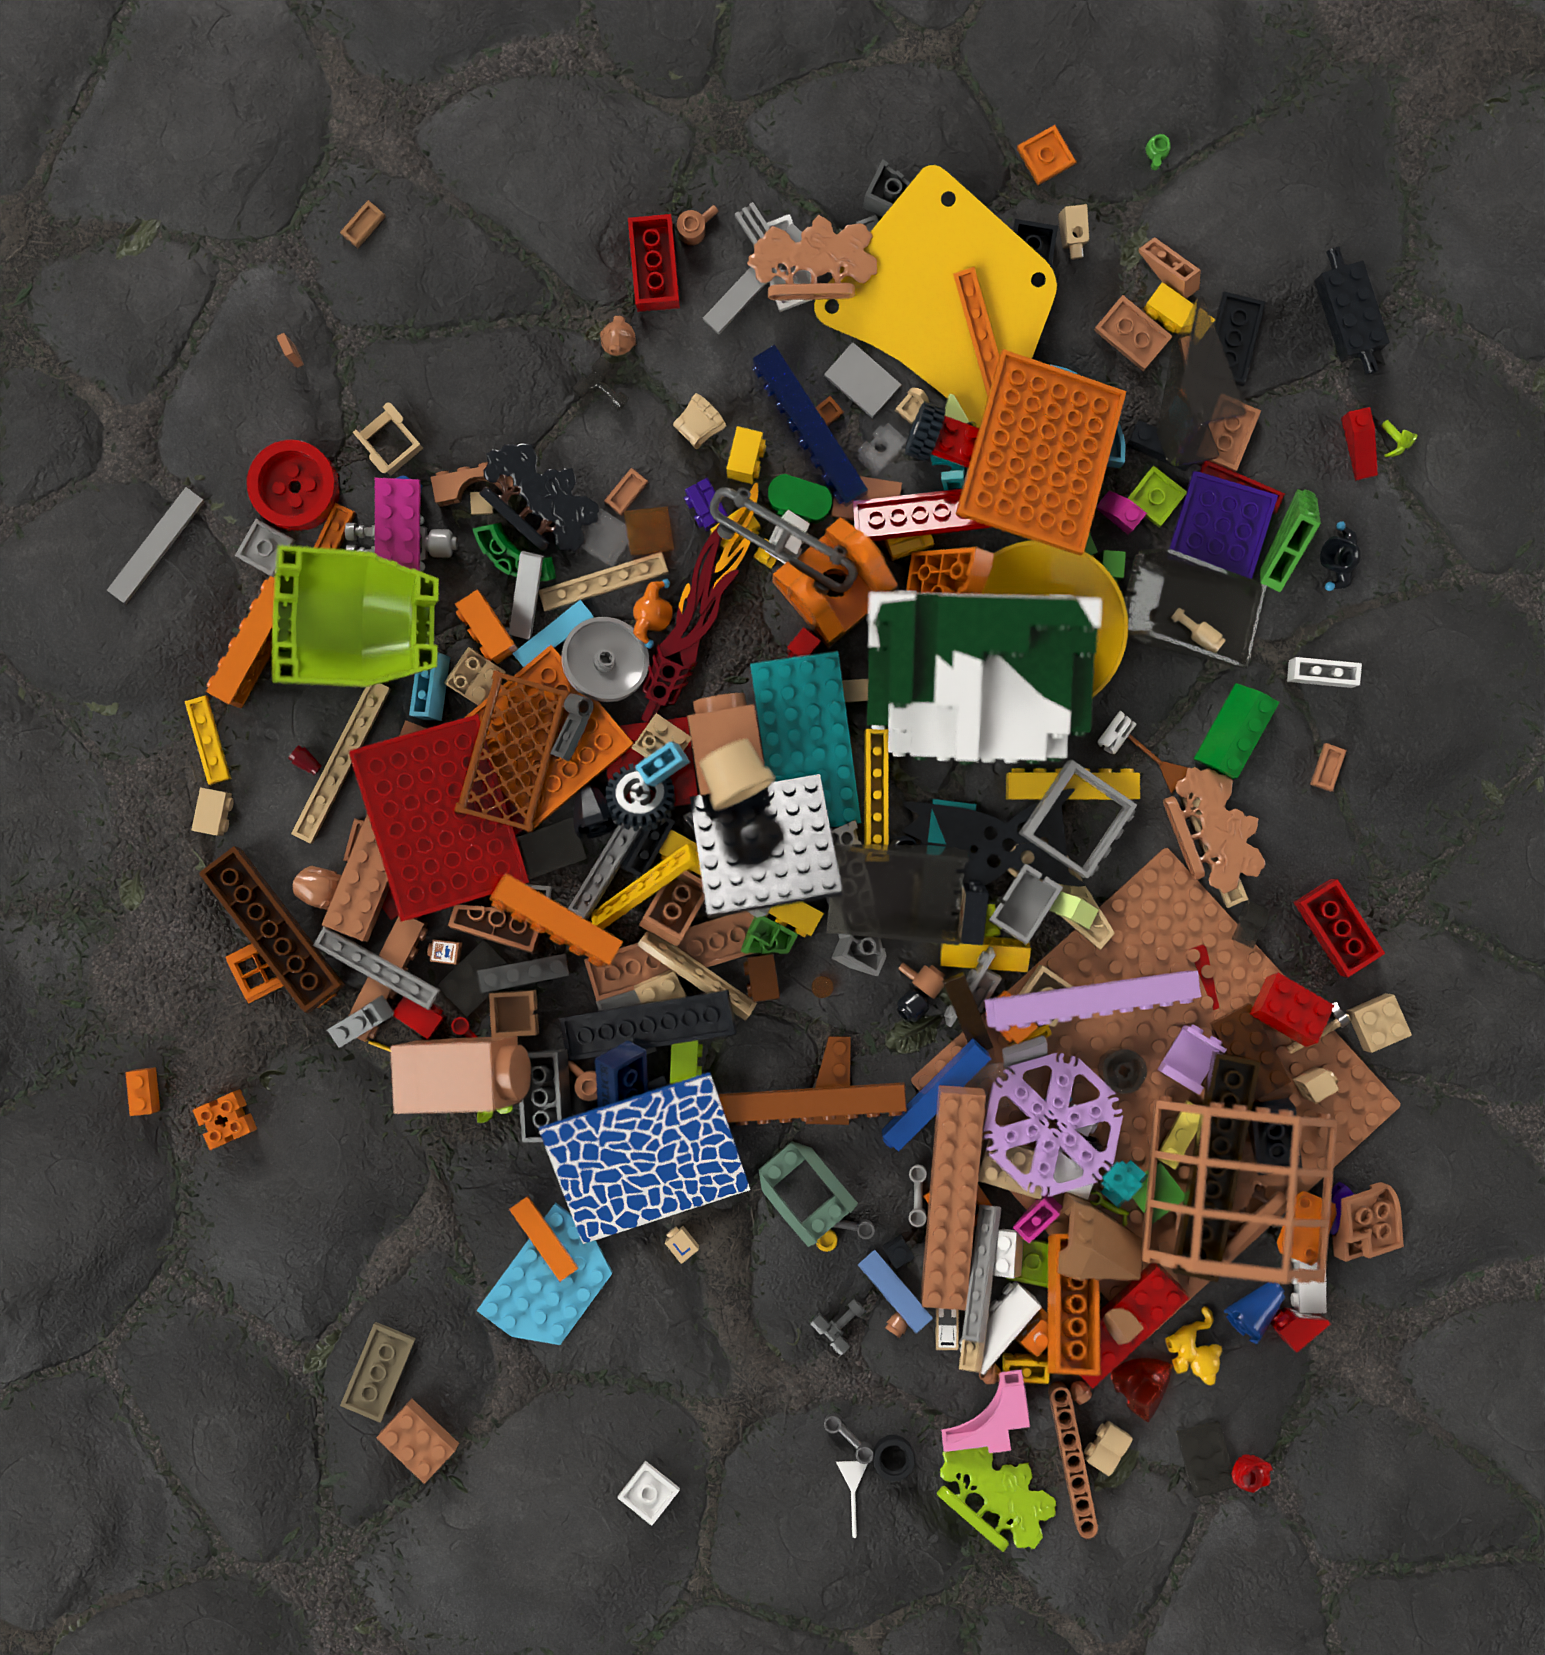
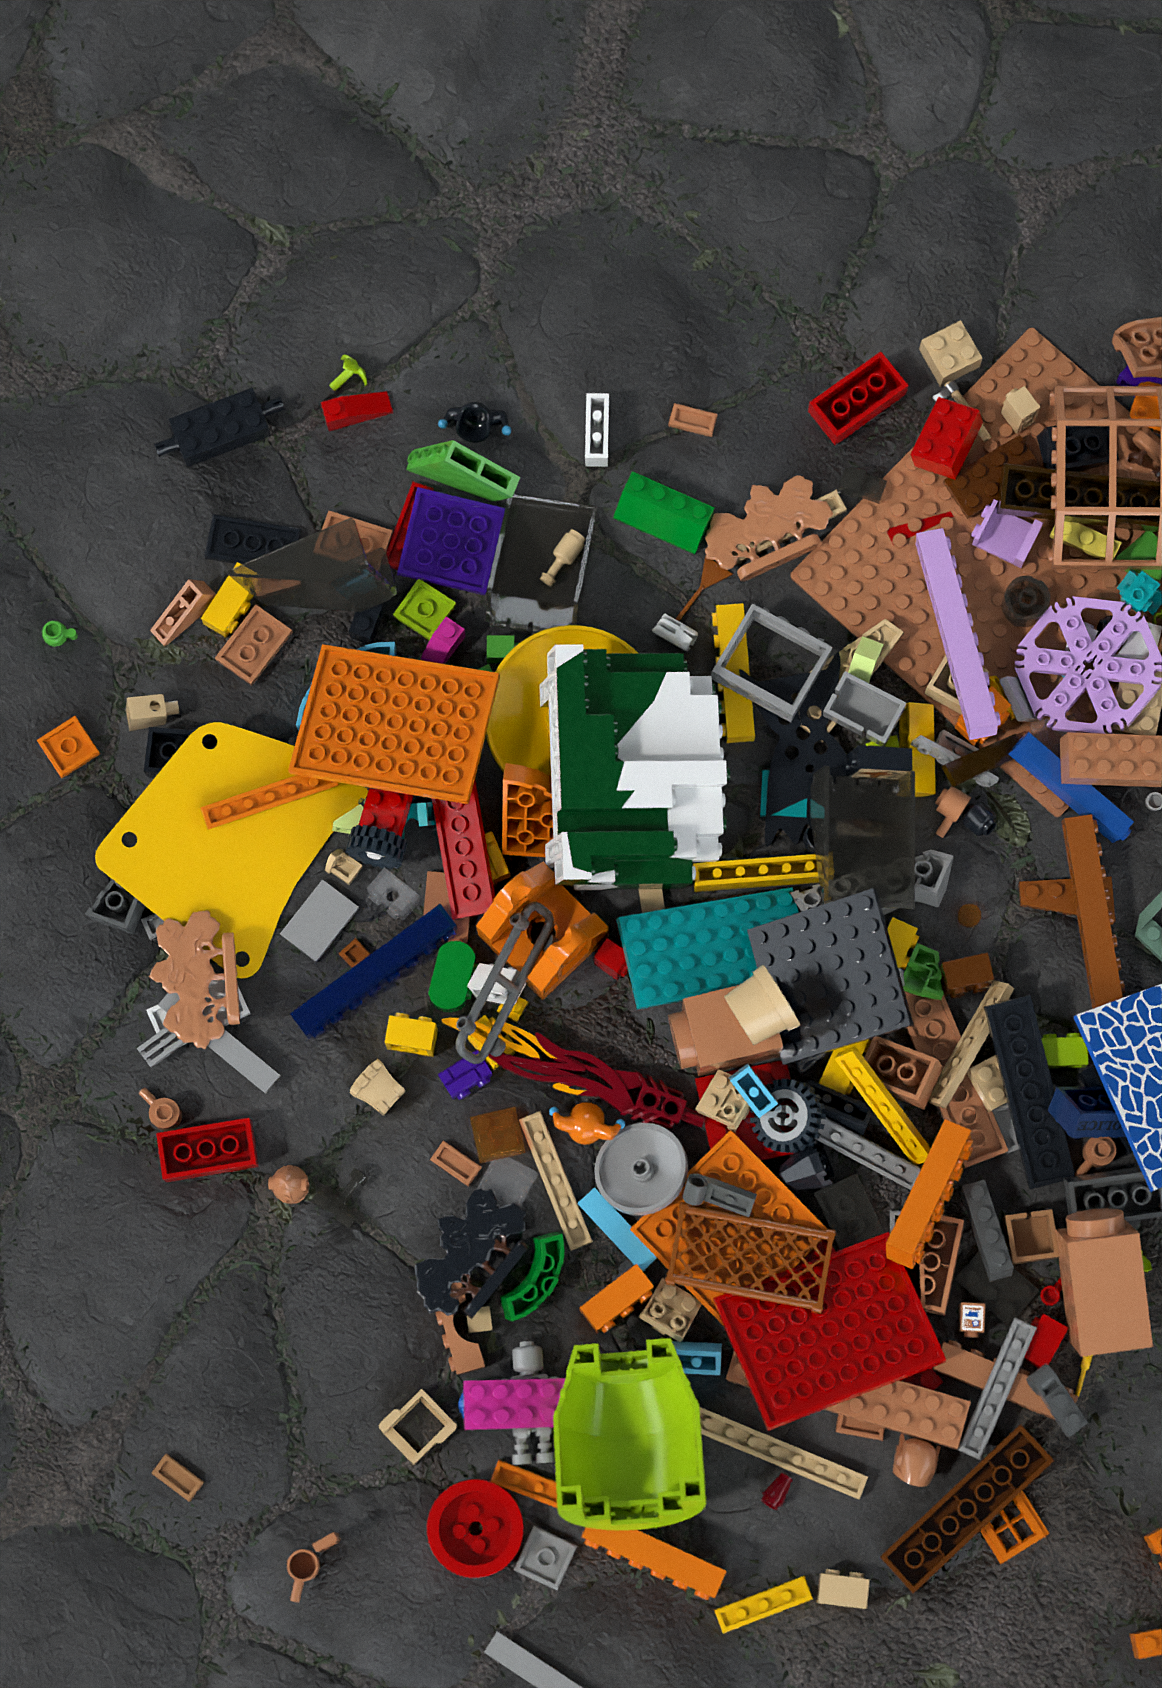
camera: 90 degrees left, 10 degrees down
(268, 327) = (302, 1566): none -> nougat piece
(526, 595) = (579, 1258): light grey tile -> none

